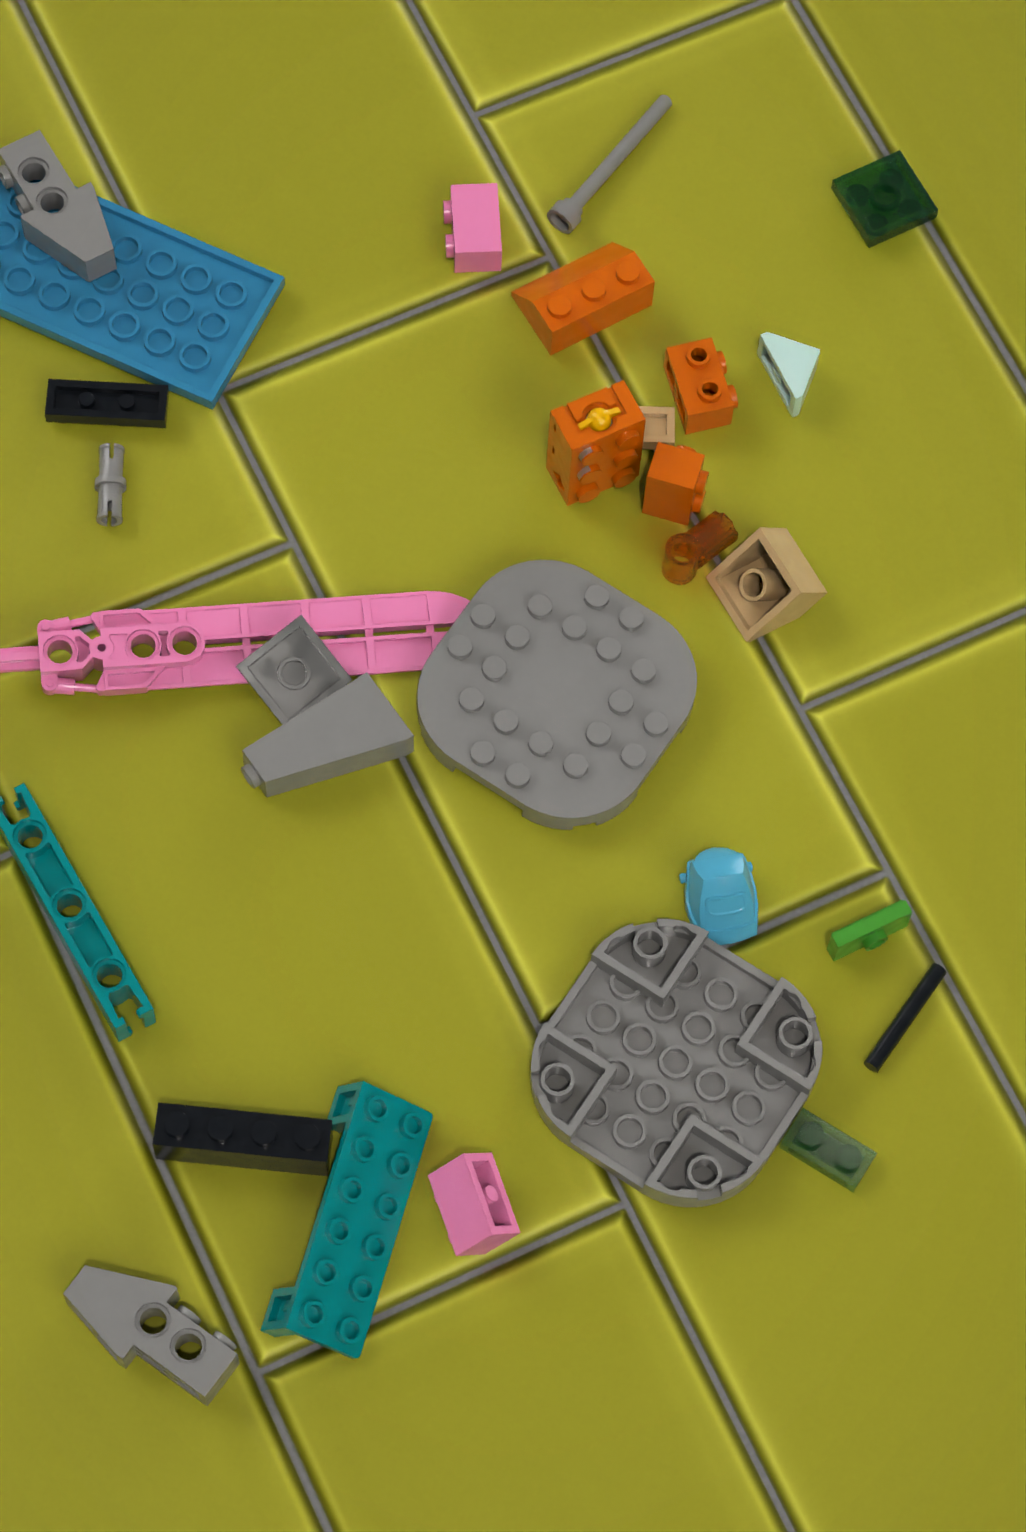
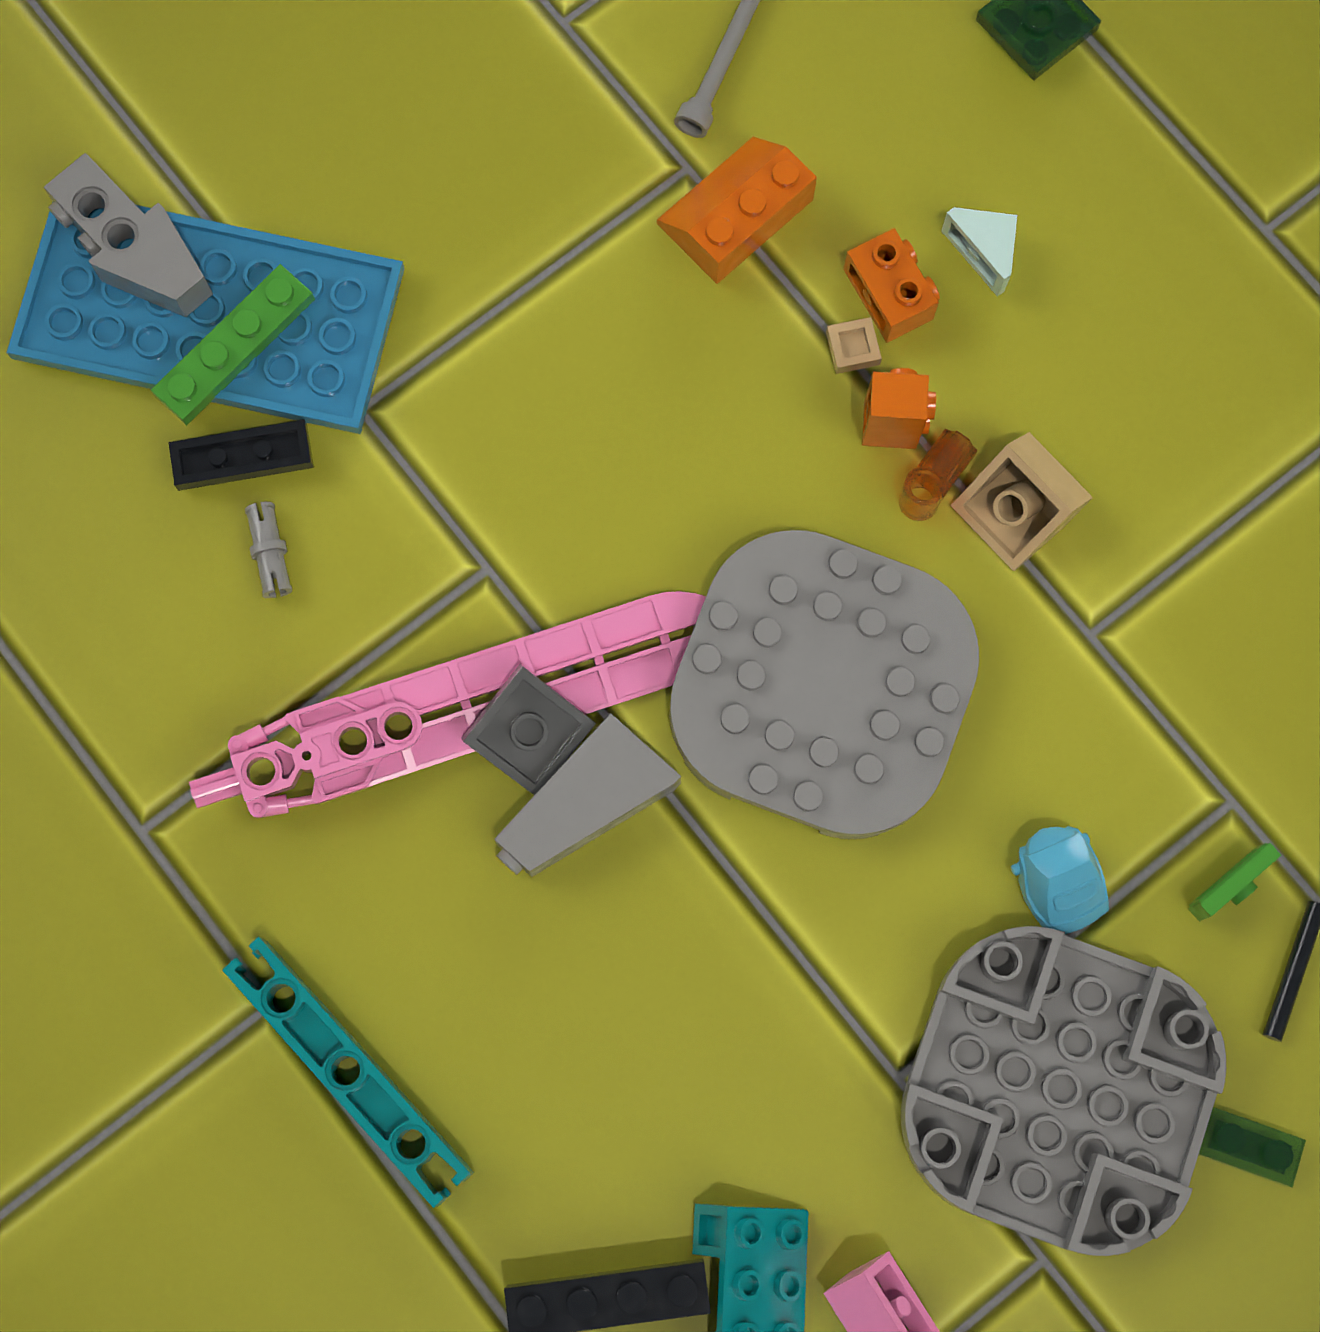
camera: 10 degrees left, 10 degrees up
(123, 311) = (233, 344): none -> bright green plate
(475, 228) = (599, 155): bright pink brick -> none
(595, 443) = (801, 385): orange piece -> none

